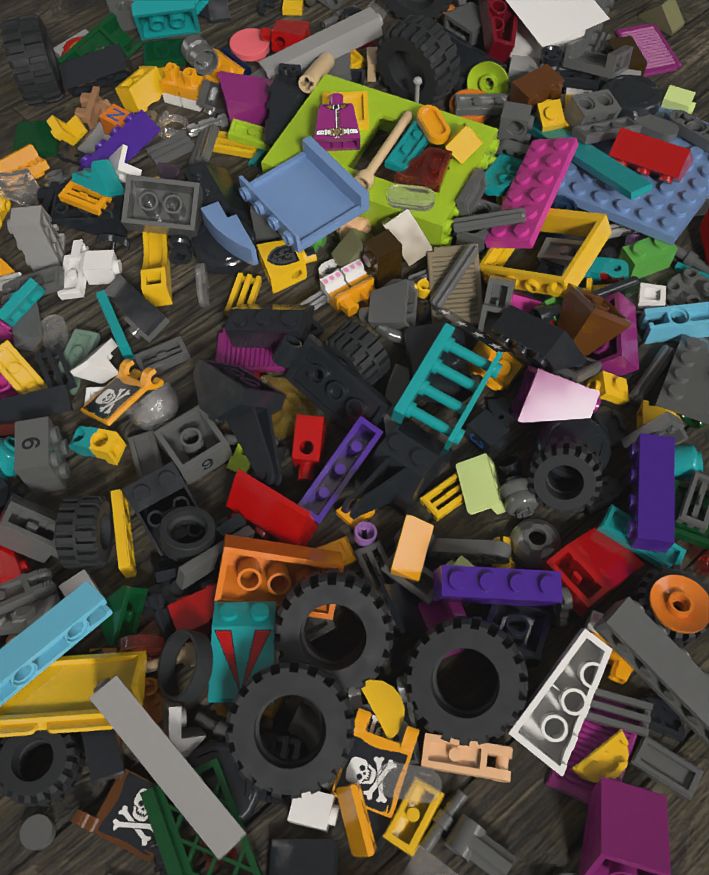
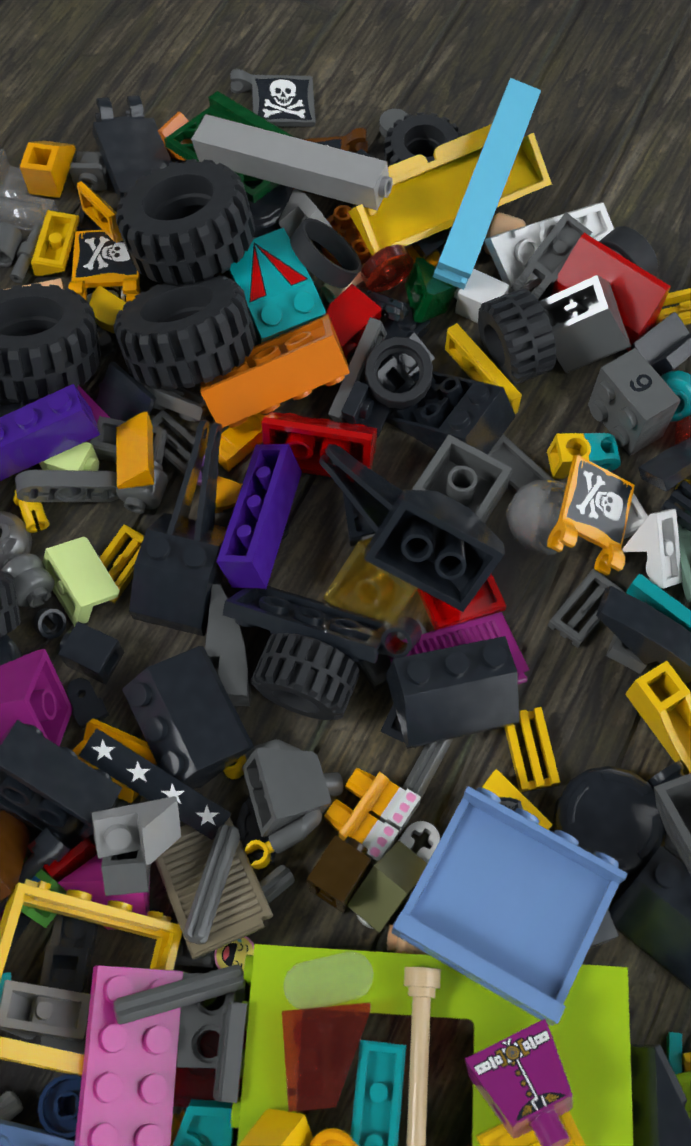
camera: 155 degrees right, 5 degrees up
(202, 285) = (597, 733): clear tile -> none
(229, 233) = (600, 812): medium blue slope -> none
(309, 446) = (311, 532): red torso -> none
(409, 782) = (65, 254): clear tile -> none
(410, 236) = (318, 923): panel -> none
(420, 385) = (184, 680): teal fence -> none
(481, 297) = (140, 826): none -> light grey slope

